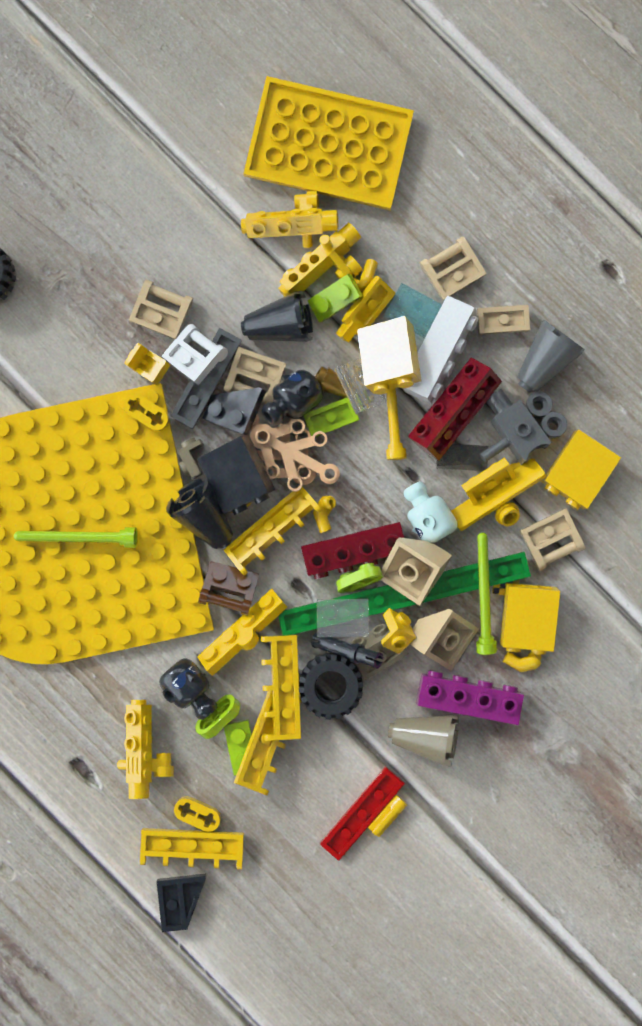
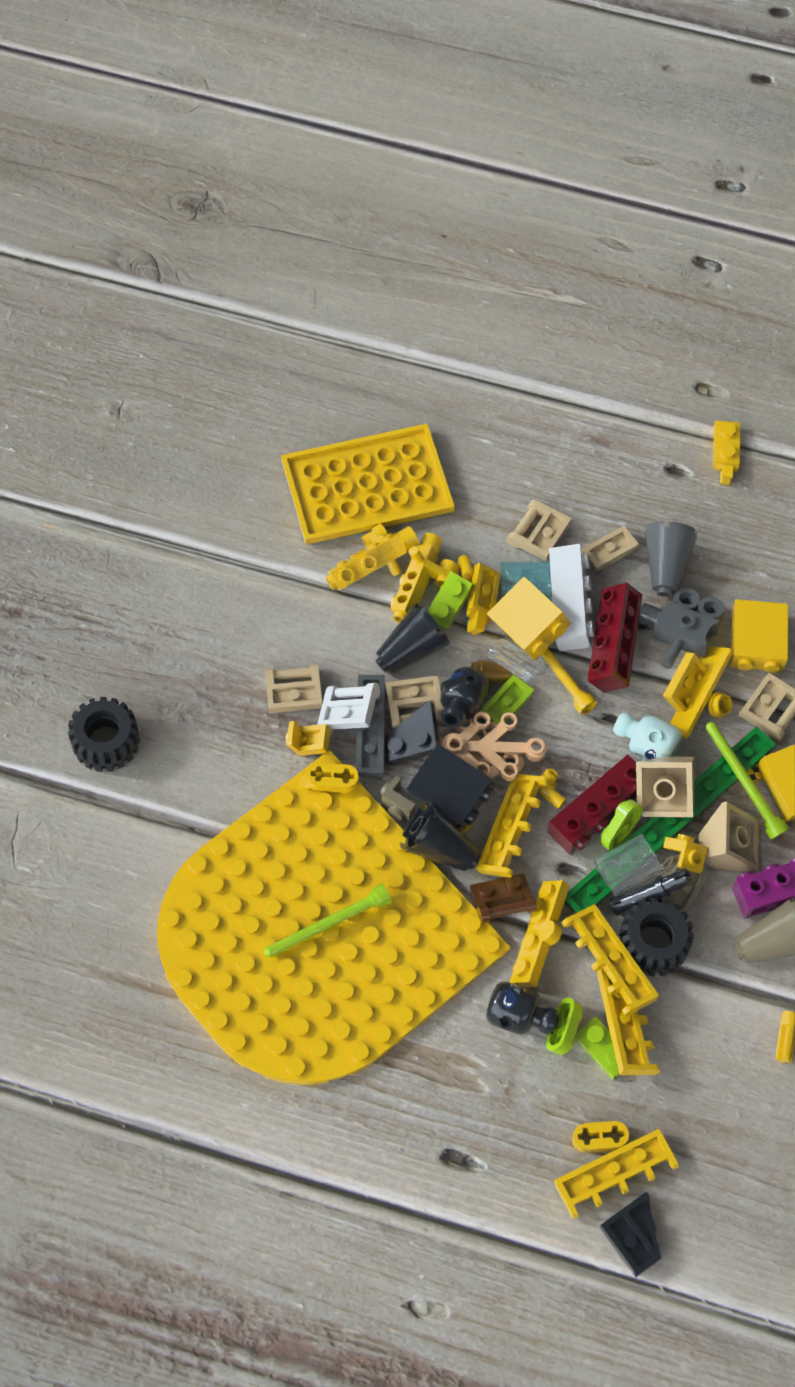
camera: 30 degrees left, 25 degrees down
(138, 748) = (516, 1112): yellow piece -> none
(362, 813) = (760, 1050): red tile -> none
(463, 458) = (647, 680): clear smoke plate -> none

